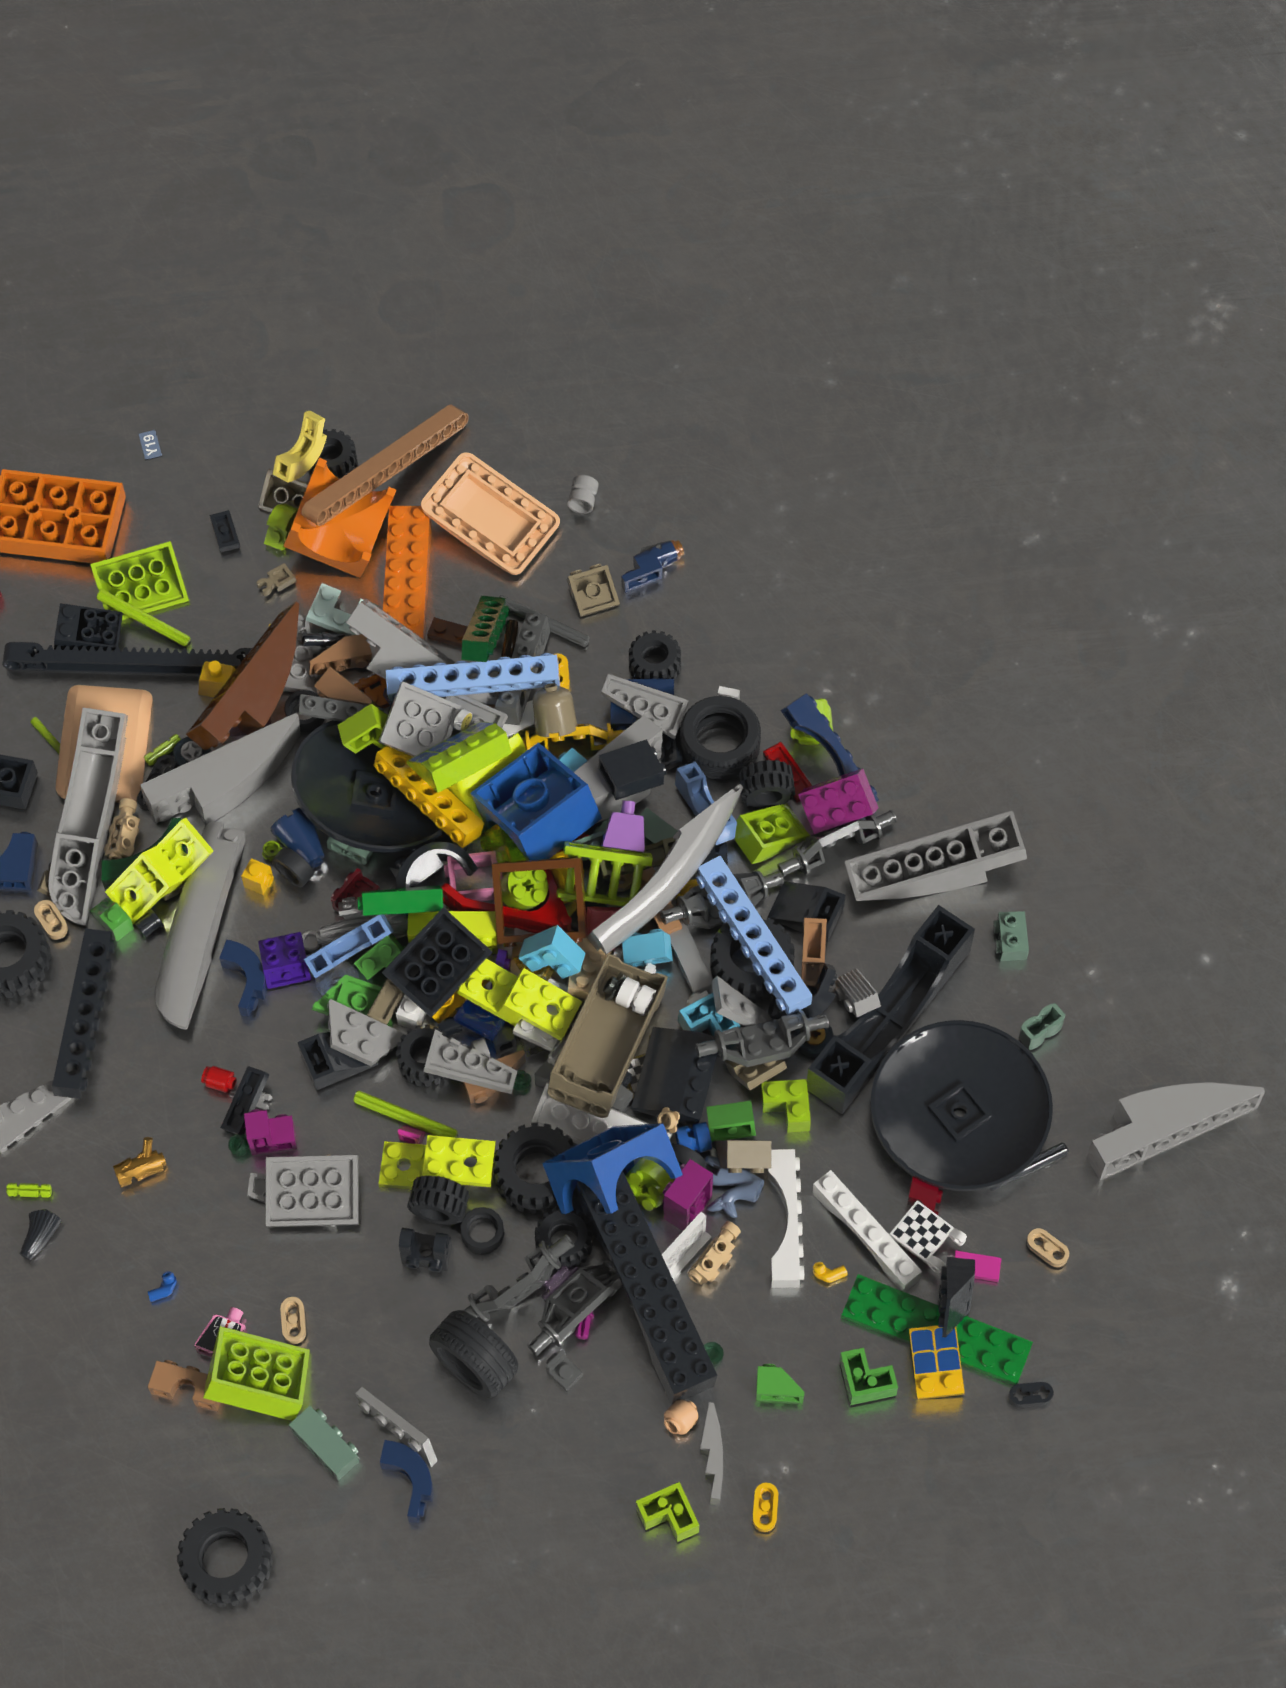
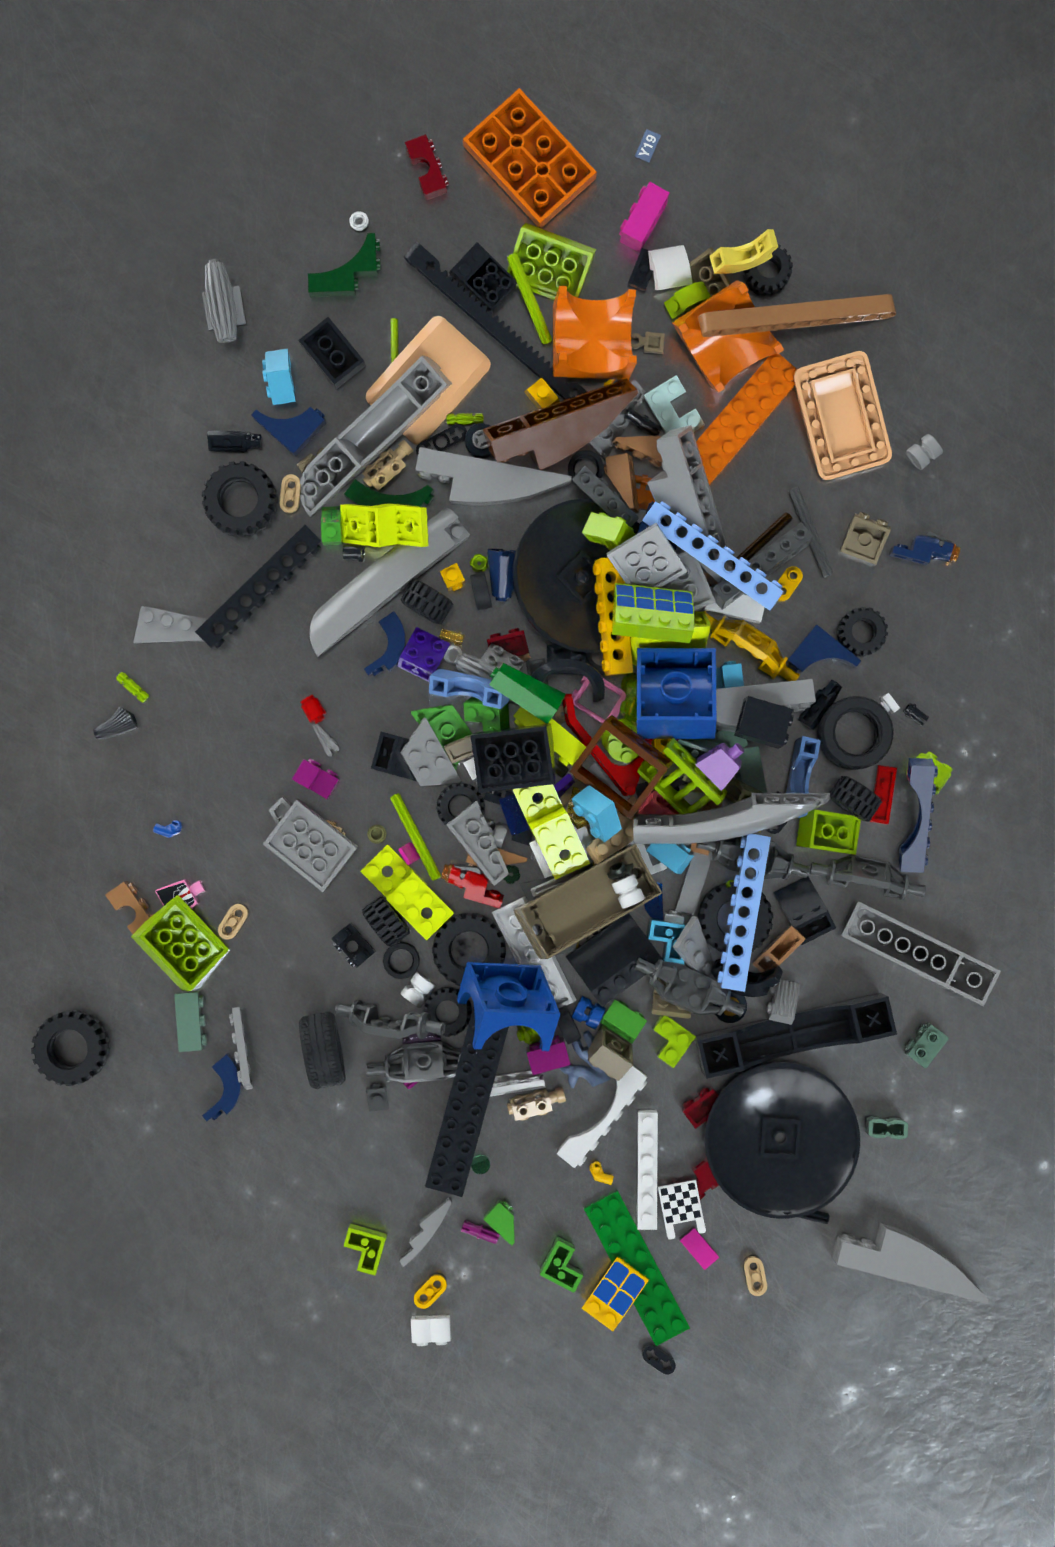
camera: 40 degrees right, 25 degrees up
(140, 1167) = (214, 731): pearl gold piece -> none
(191, 490) = (643, 216): none -> dark pink brick
(224, 603) = (593, 336): none -> orange piece
(234, 1143) = (286, 768): clear green plate -> none
(244, 1100) = (317, 741): black plate -> none
(246, 512) = (670, 267): none -> white slope
(250, 908) = (427, 601): none -> black tyre
(298, 926) = (451, 636): none -> clear yellow pin
(367, 1141) = (376, 834): none -> olive plate
(446, 632) = (743, 495): reddish brown plate -> none
(462, 720) = (680, 582): white tile -> none
(484, 629) = (755, 517): dark green brick -> none
(489, 1108) = (474, 882): none -> red plate
(519, 1239) = (418, 989): none -> white wheel
(554, 711) = (750, 627): dark tan cylinder -> none
(641, 700) = (826, 671): light grey wing -> none
(669, 1119) = (580, 991): tan plate -> none
(670, 1006) = (655, 906): none -> clear blue tile
(681, 1417) = (422, 1194): light nougat head -> none
(758, 689) = (913, 712): none -> black pin
(765, 1413) = (480, 1232): none -> magenta axle
(796, 1541) = (431, 1329): none -> white brick
(838, 801) = (892, 855): magenta brick -> none
(866, 1145) = (699, 1109): none -> dark red bracket
(955, 1292) = (667, 1260): black slope -> none

